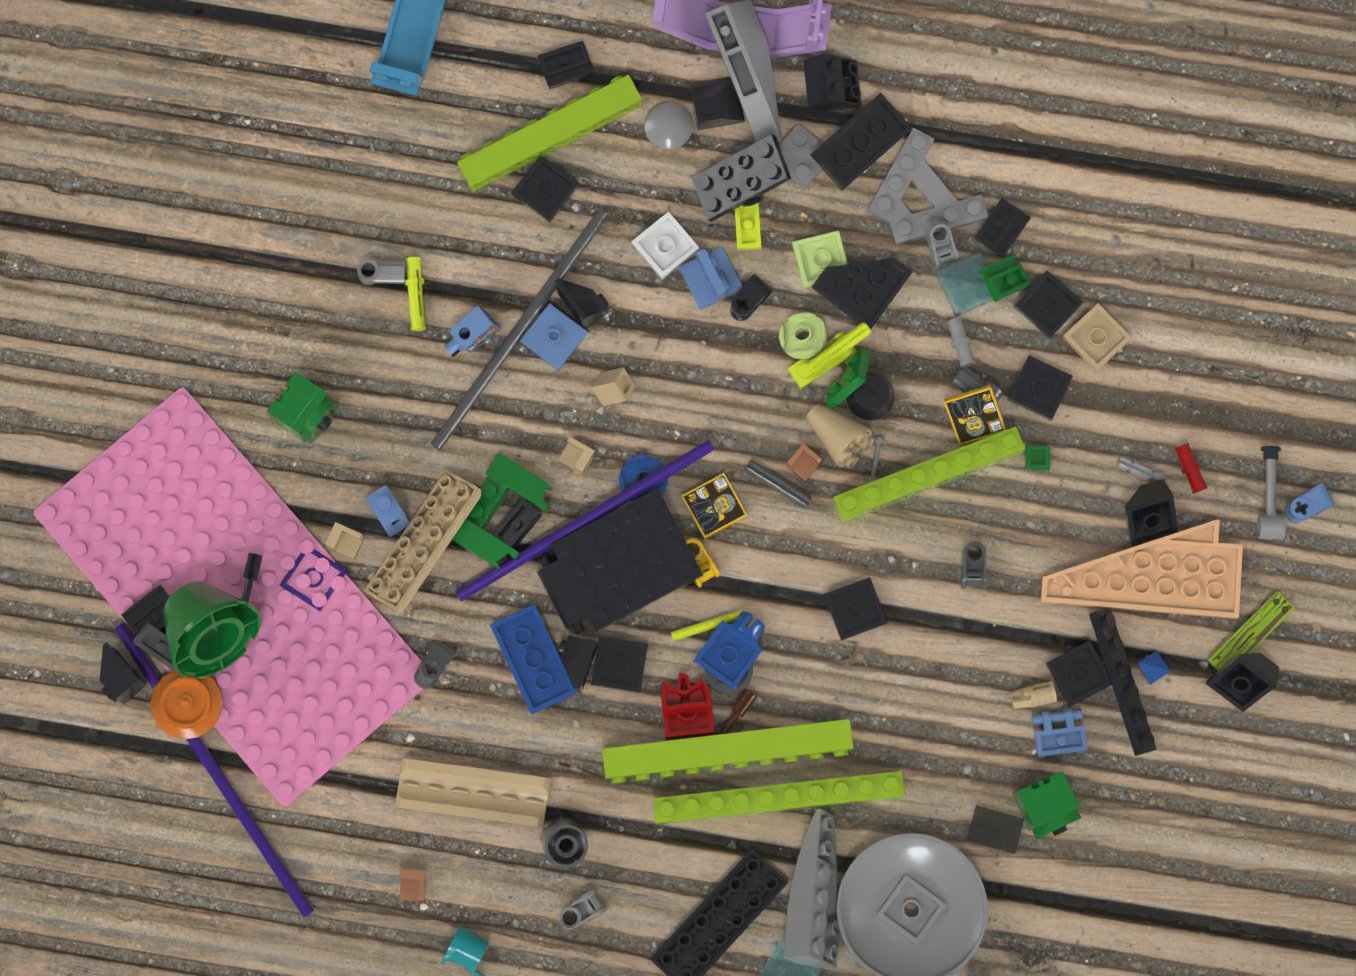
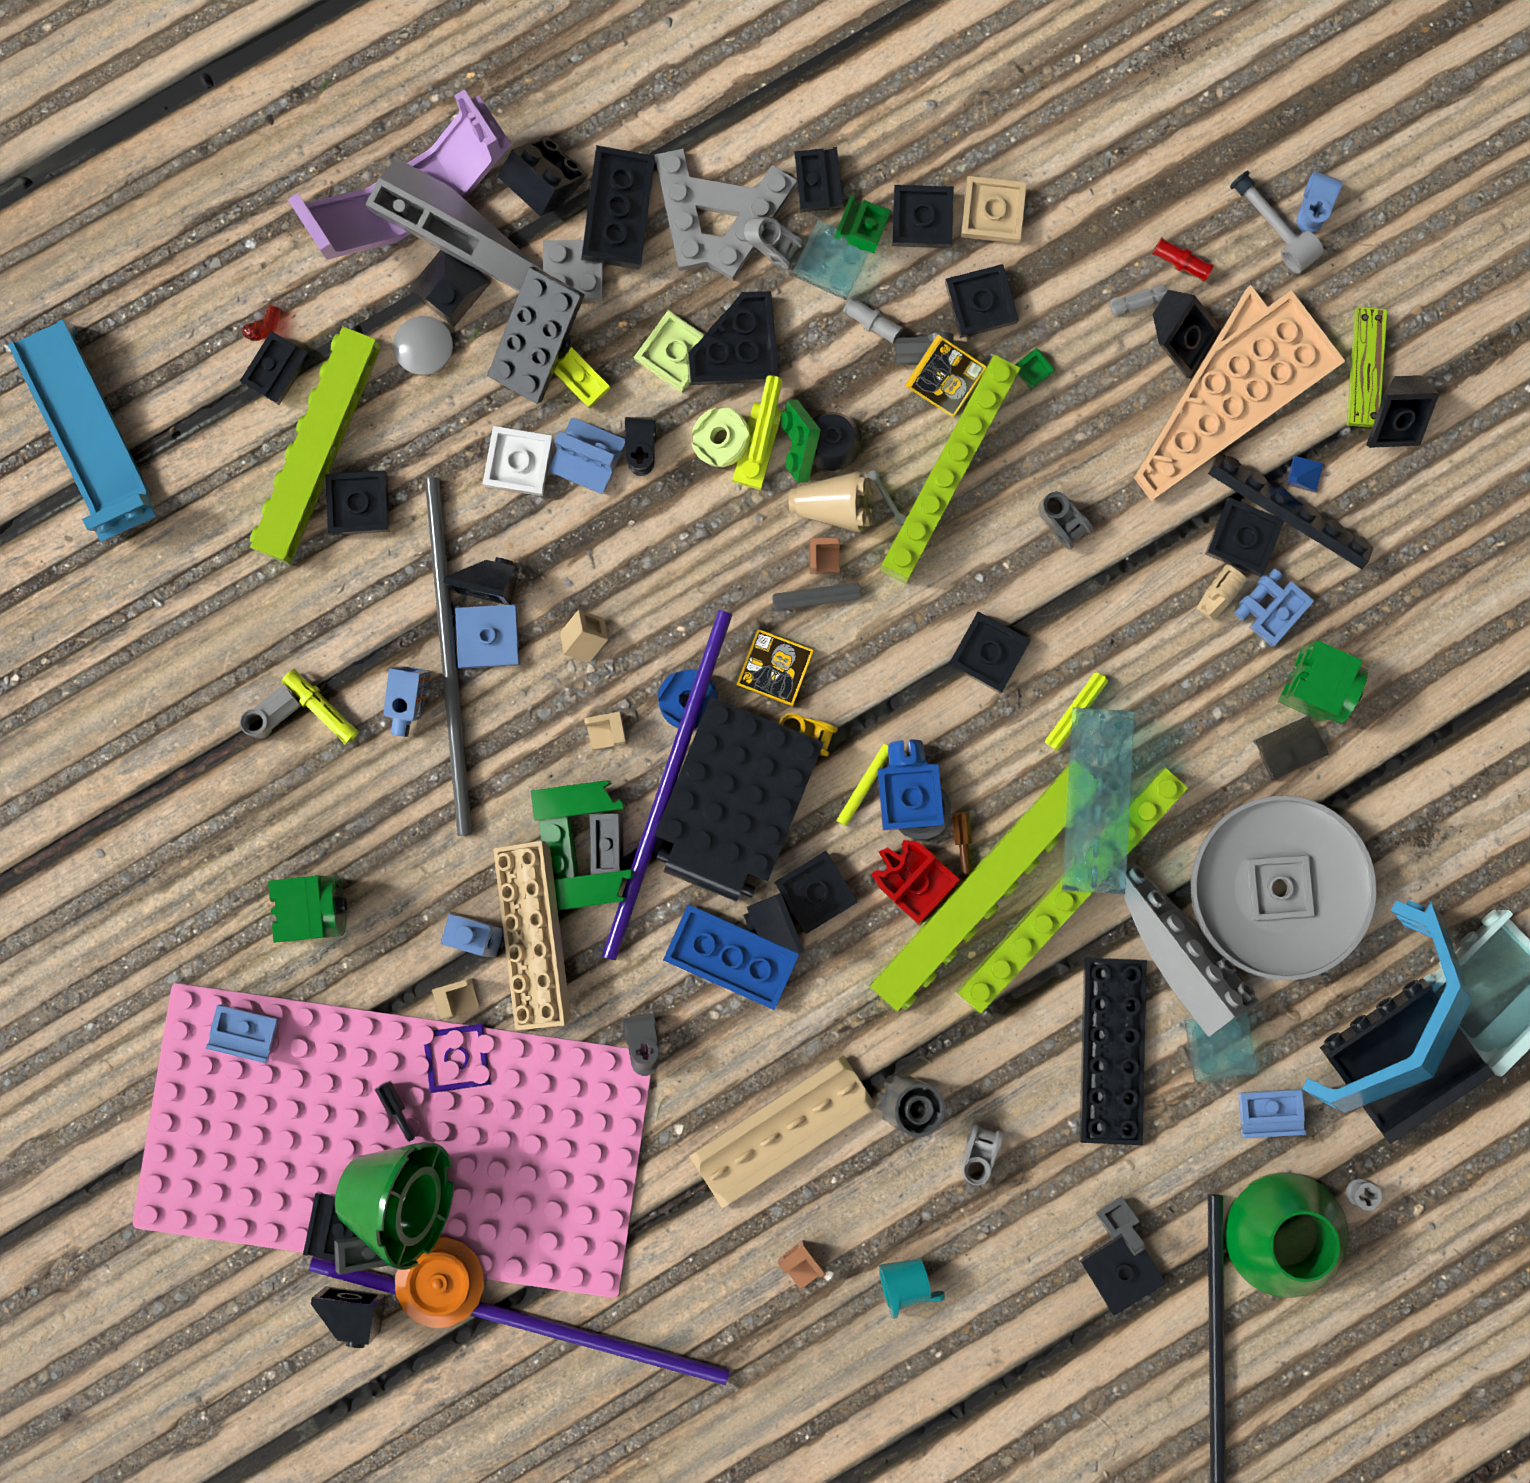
camera: 40 degrees left, 5 degrees up
(199, 451) = (242, 1033): none -> medium blue plate
(579, 34) = (260, 329): none -> clear red arm
(841, 754) = (1098, 801): none -> clear light blue plate
(879, 692) = (1083, 700): none -> neon yellow axle

